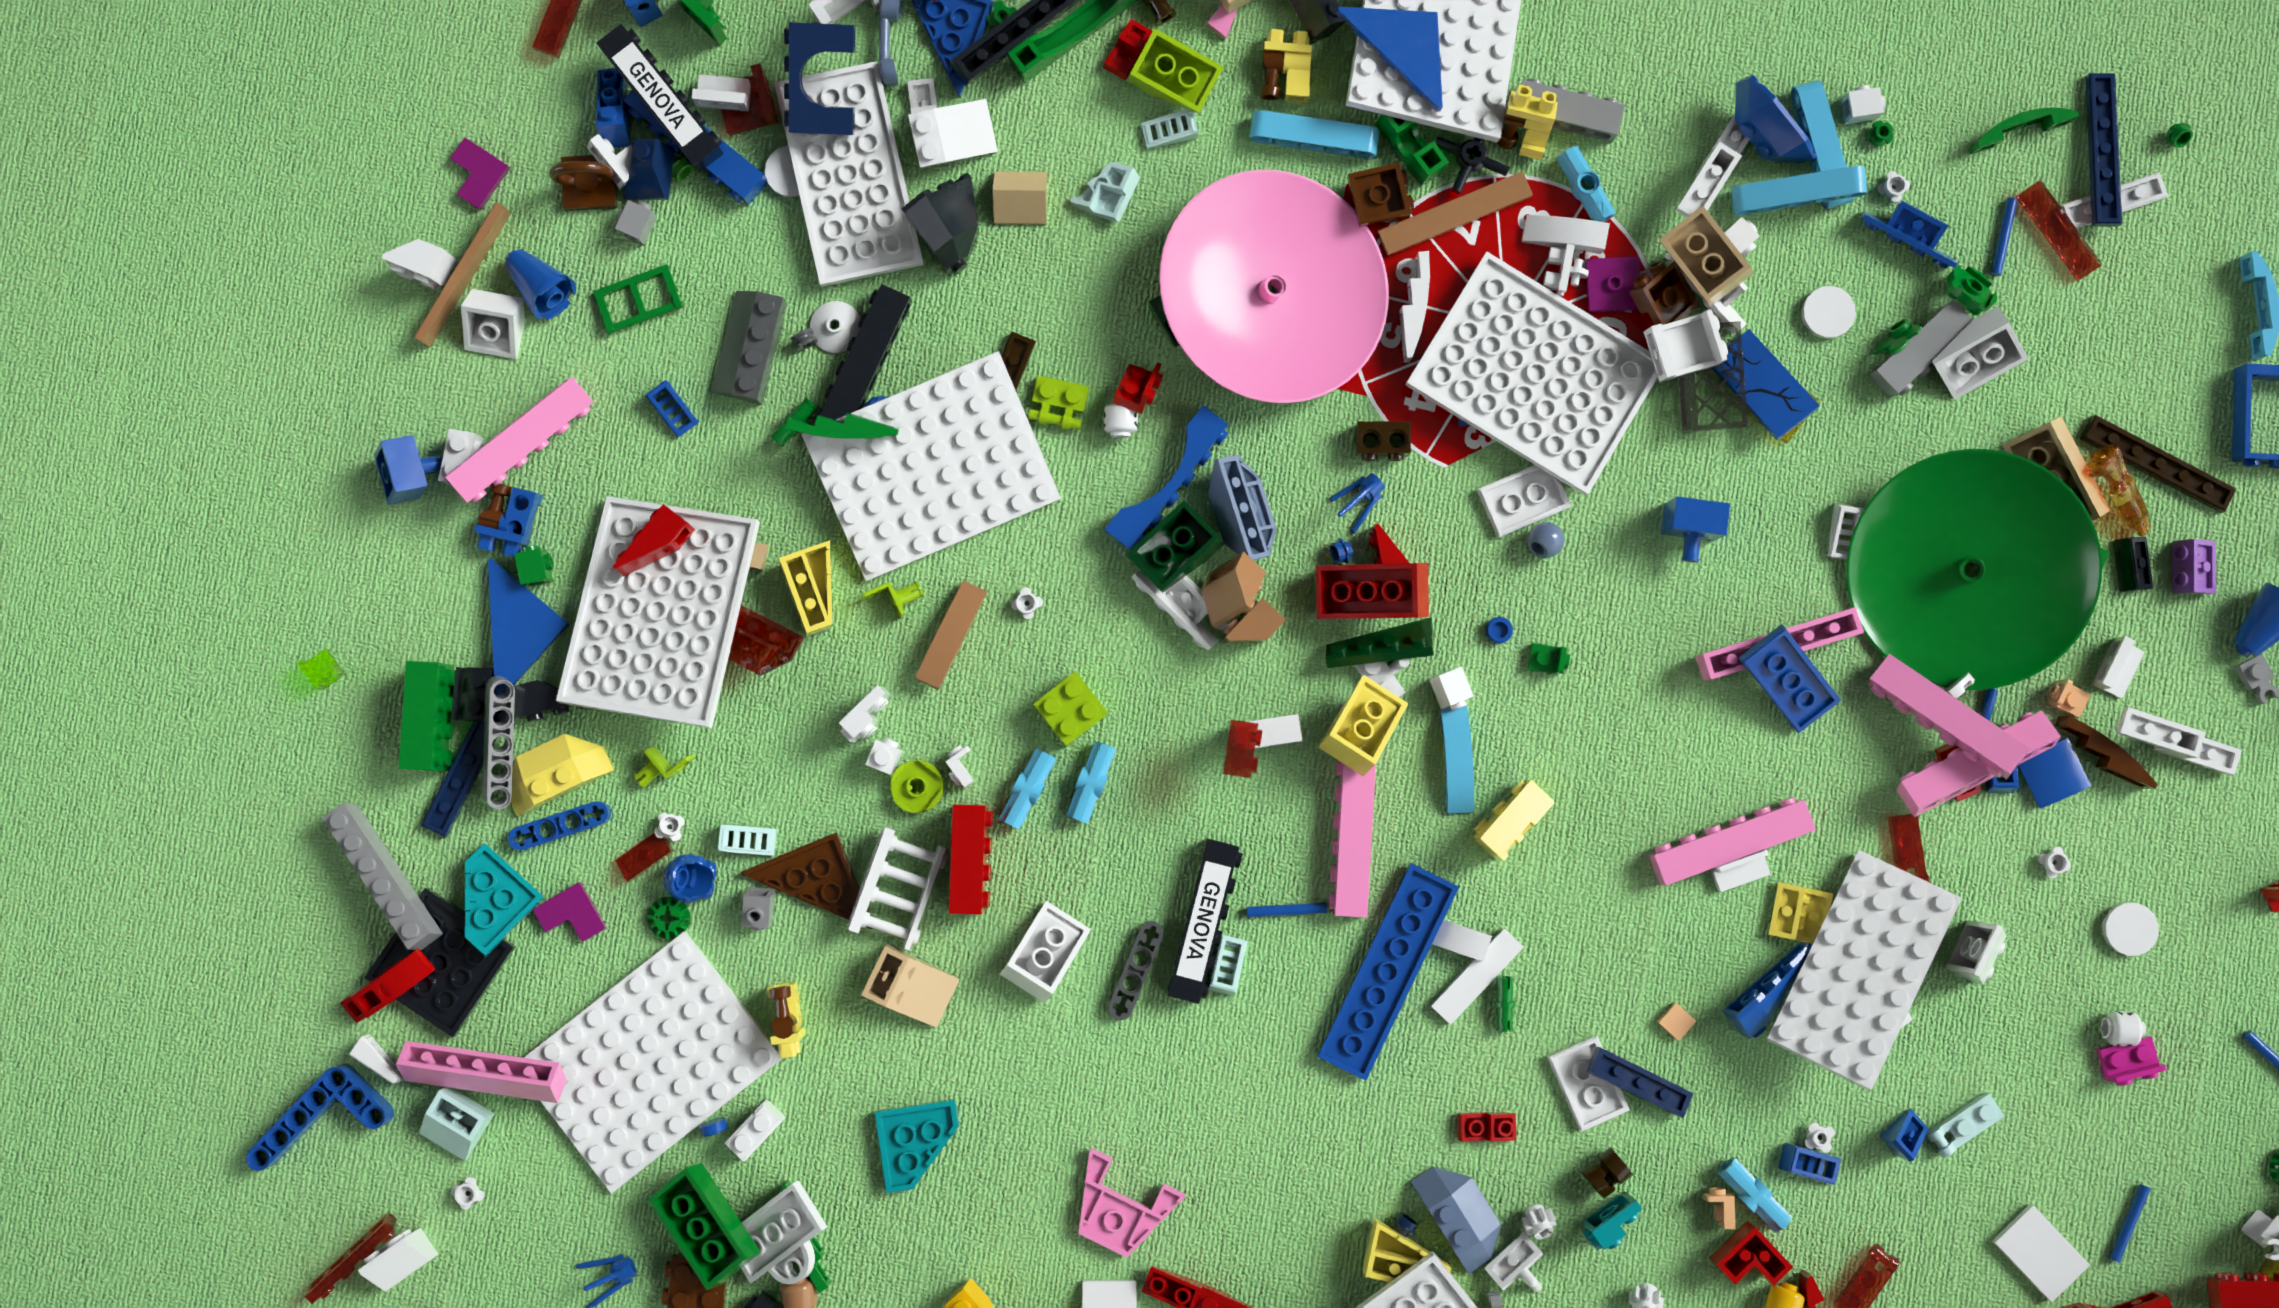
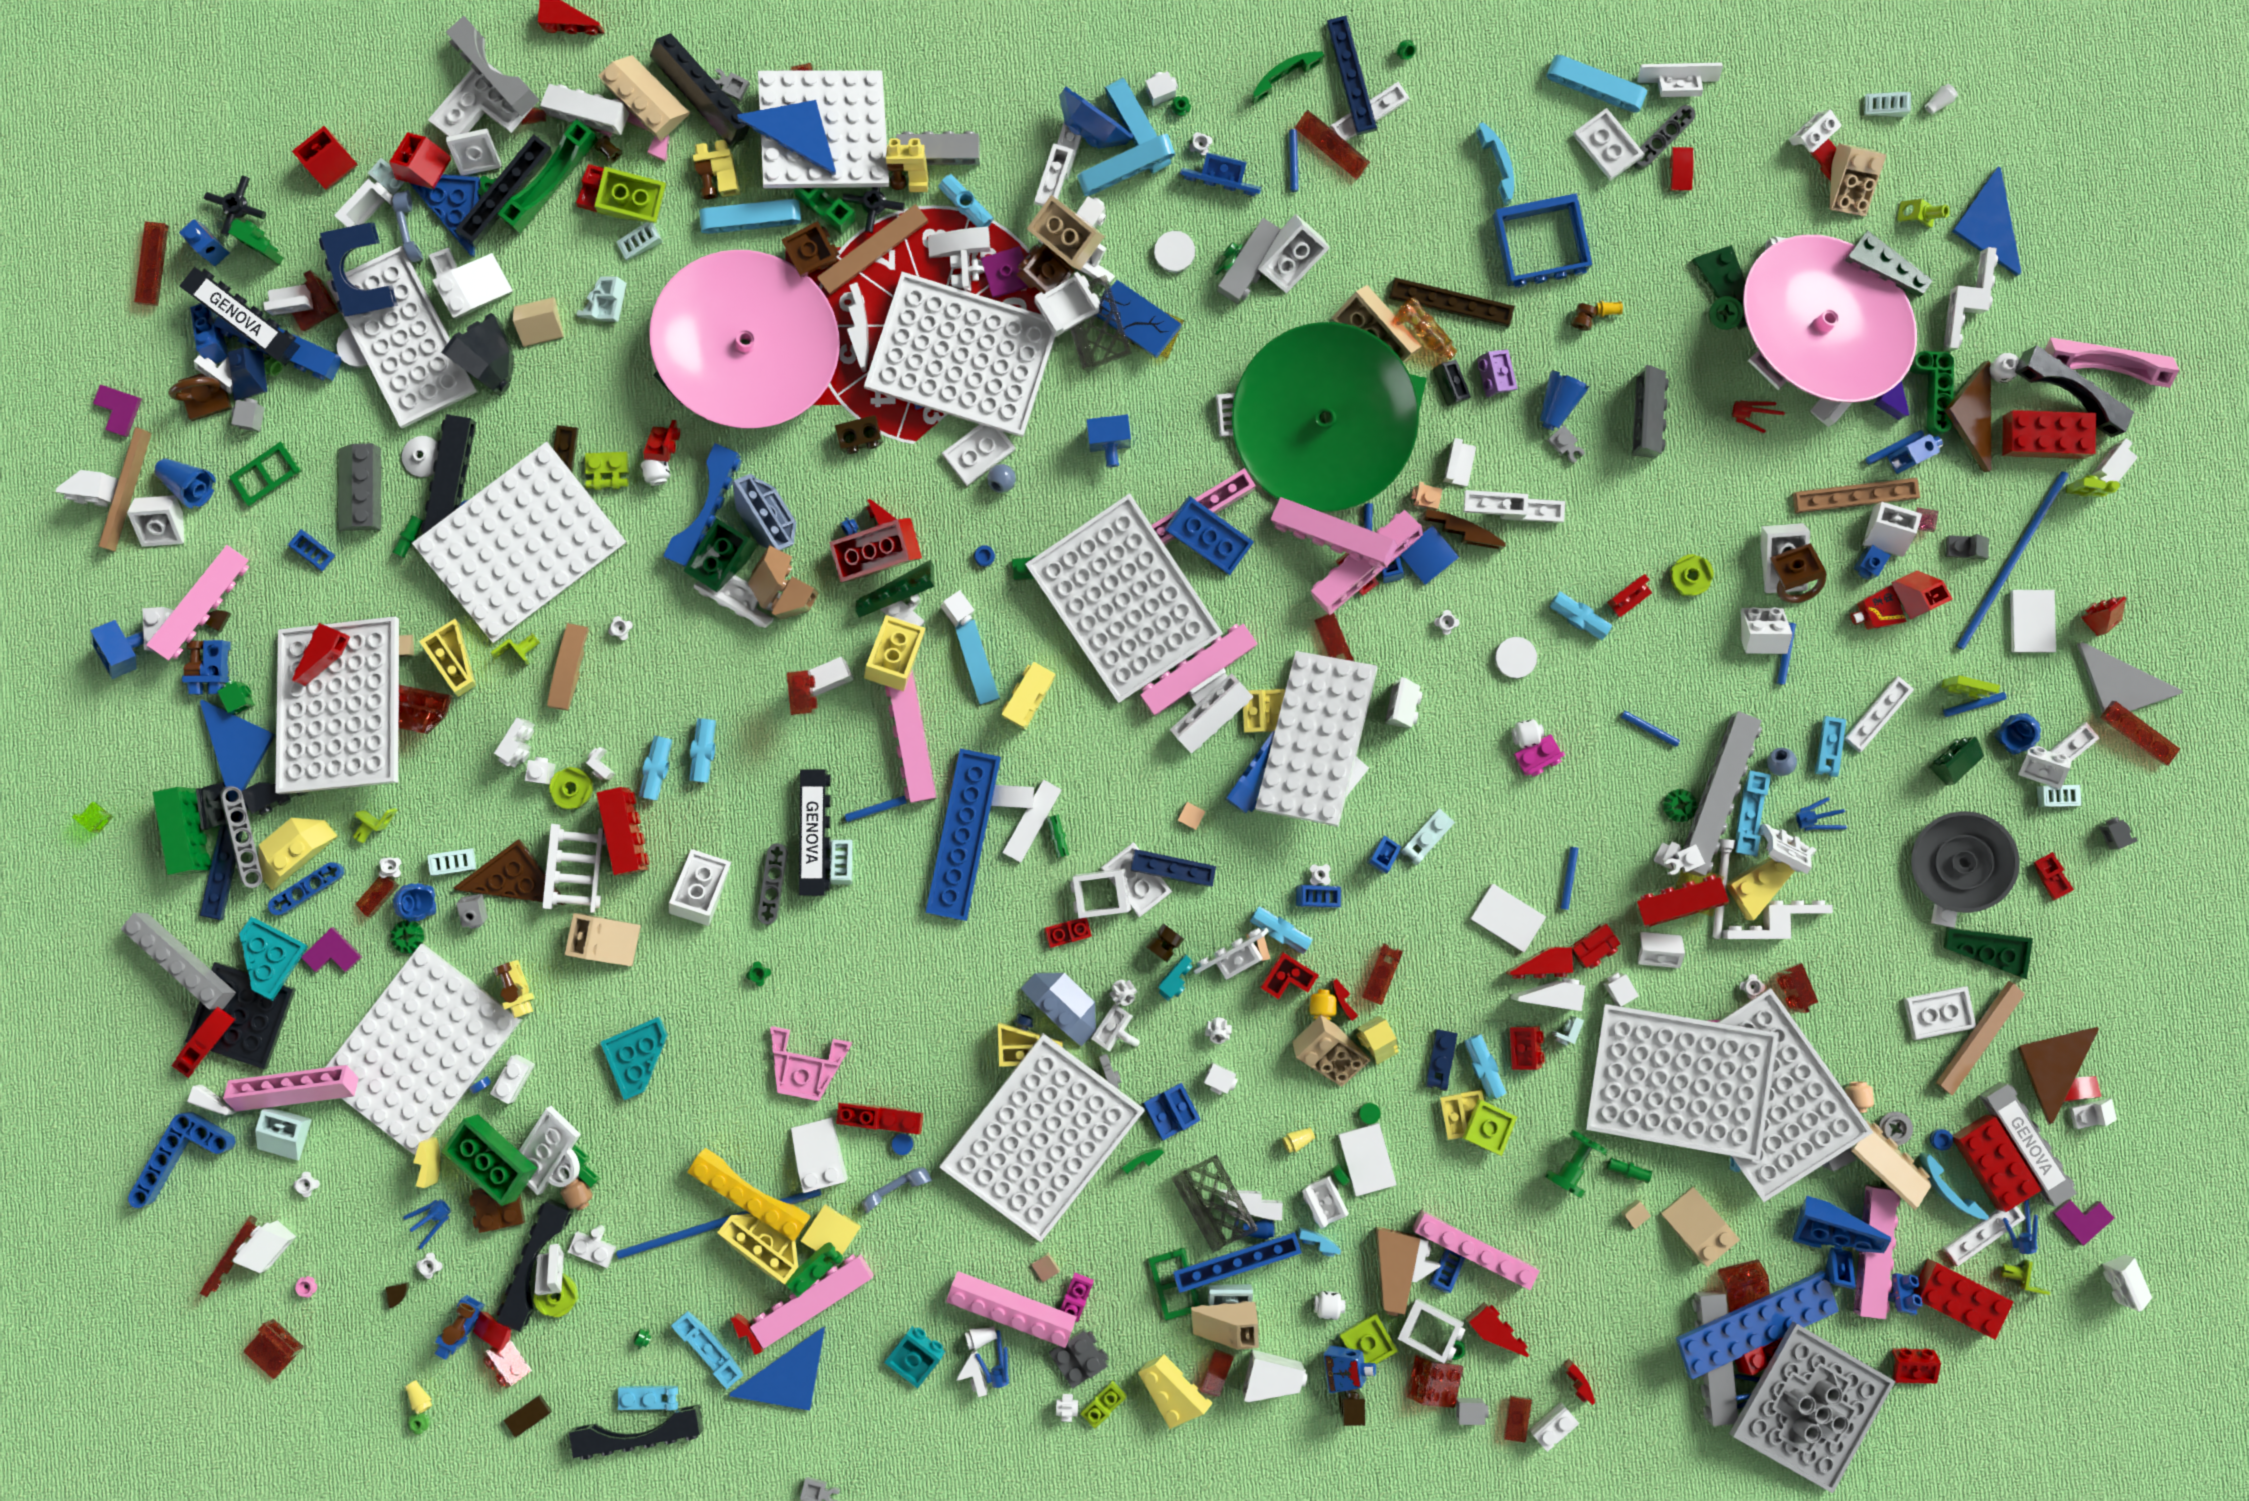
camera: 15 degrees left, 0 degrees up
(536, 464) = (218, 619): none -> dark brown tile
(628, 1205) = (429, 1158): none -> light yellow slope
(804, 339) = (399, 471): dark grey bush -> none
(852, 428) = (446, 528): green slope -> none
(1071, 708) = (672, 699): lime brick -> none
(1090, 1085) = (752, 974): none -> green plate
(1368, 488) = (857, 473): blue plant -> none
(1573, 1075) = (1121, 887): none -> white window
(1665, 730) = (1124, 598): none -> white plate
(1692, 1216) = (1236, 958): none -> white bracket
(1737, 901) = (1211, 713): none -> white brick
(1960, 685) = (1339, 506): white tile -> none
(1970, 289) = (1275, 206): green plate -> none
(2225, 898) = (1580, 616): none -> medium azure piece

